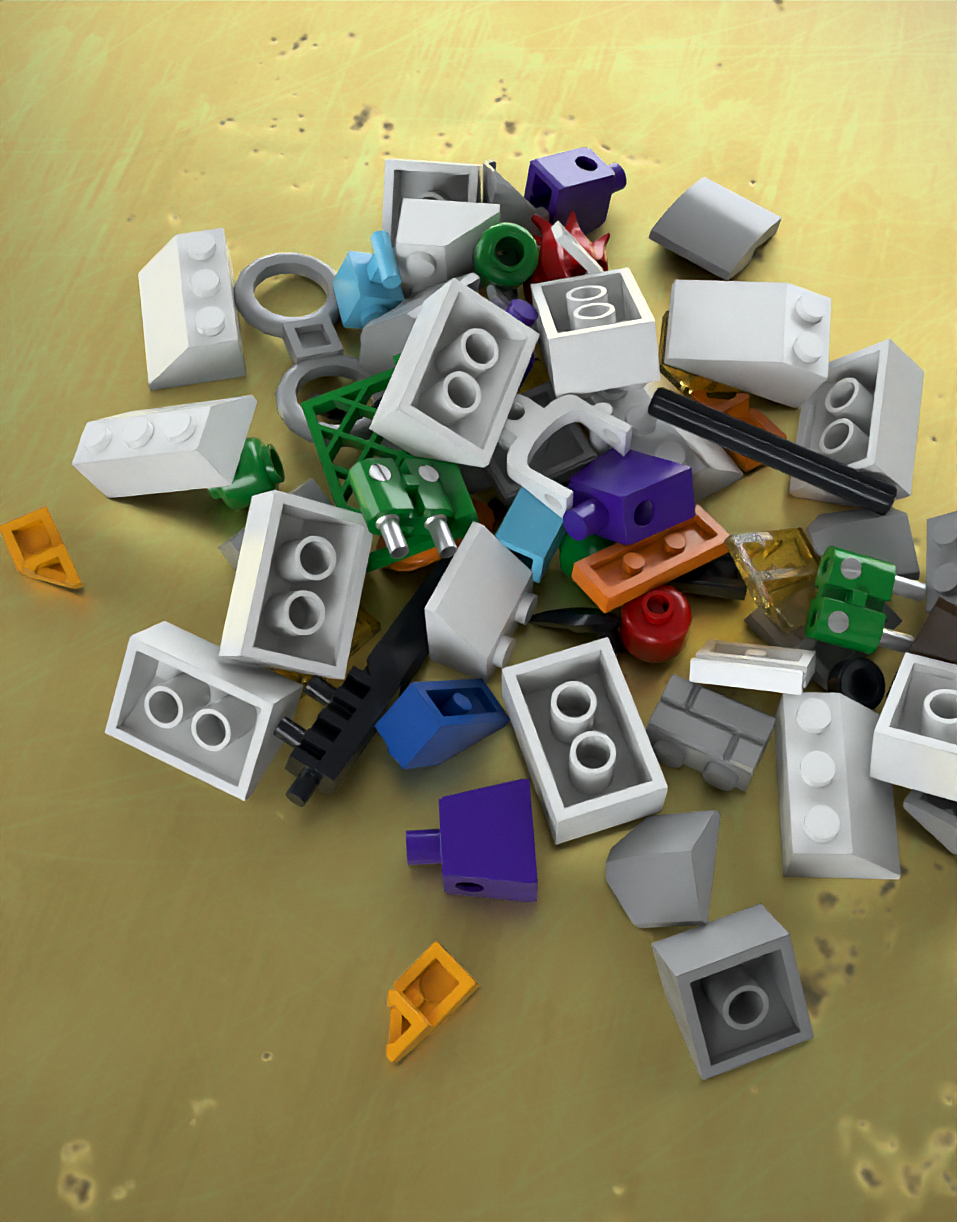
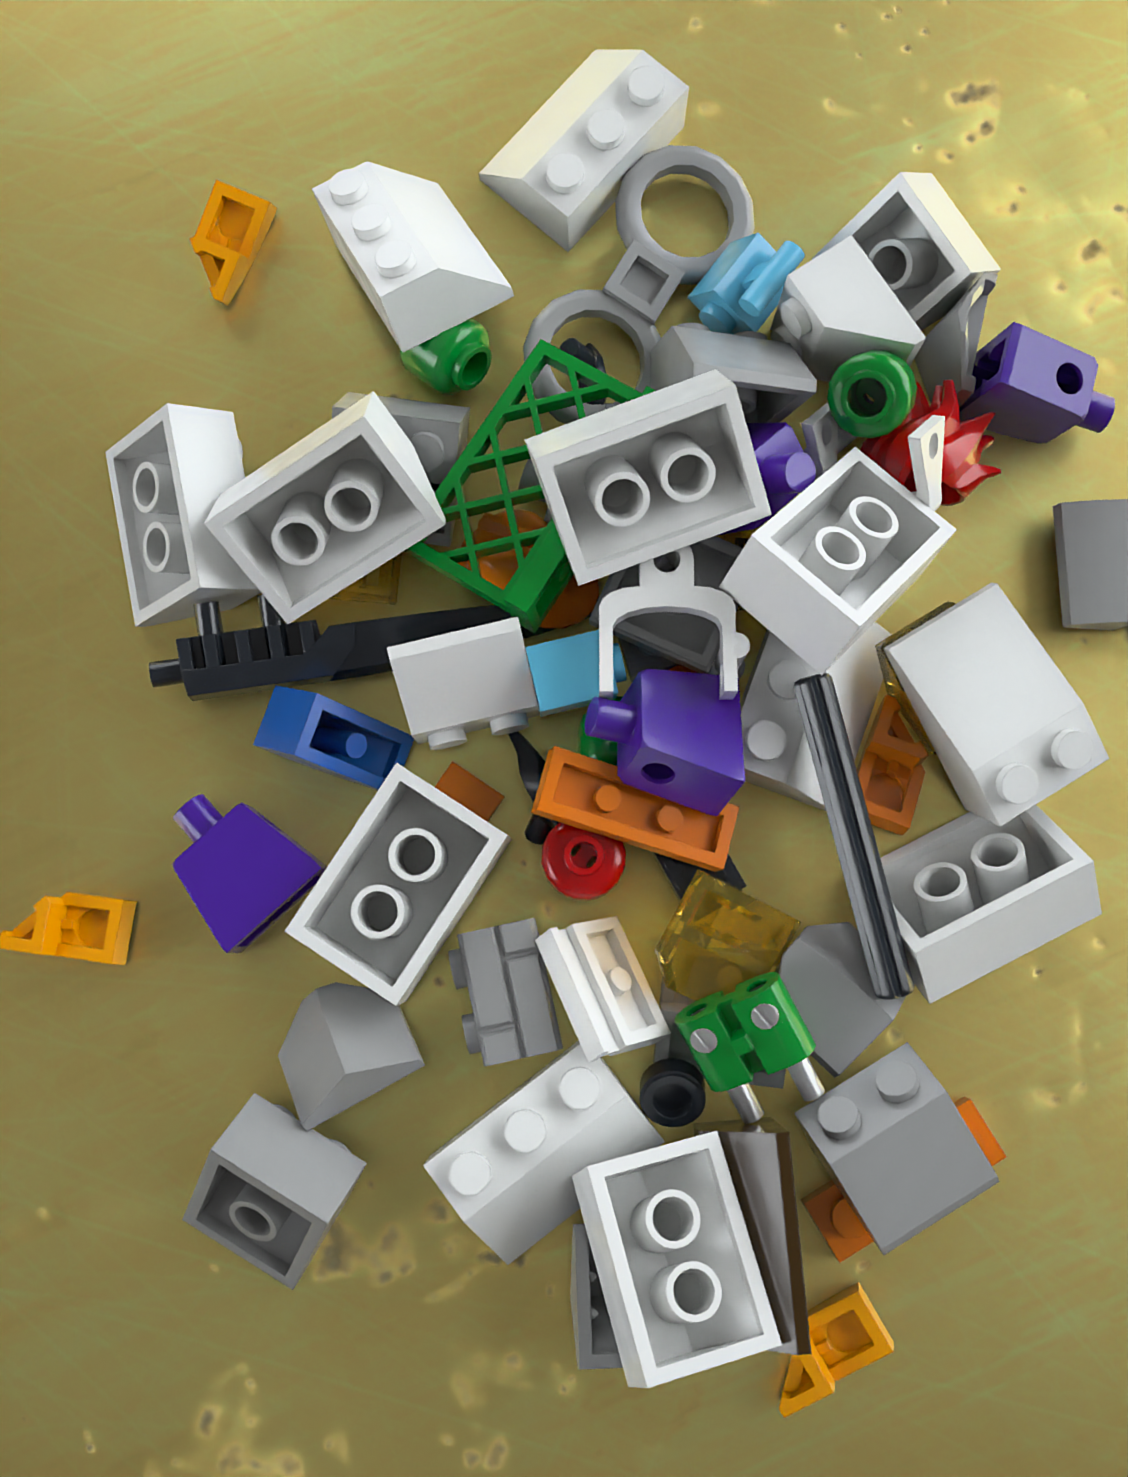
camera: 50 degrees right, 20 degrees up
(403, 498) = (480, 533): green piece -> none

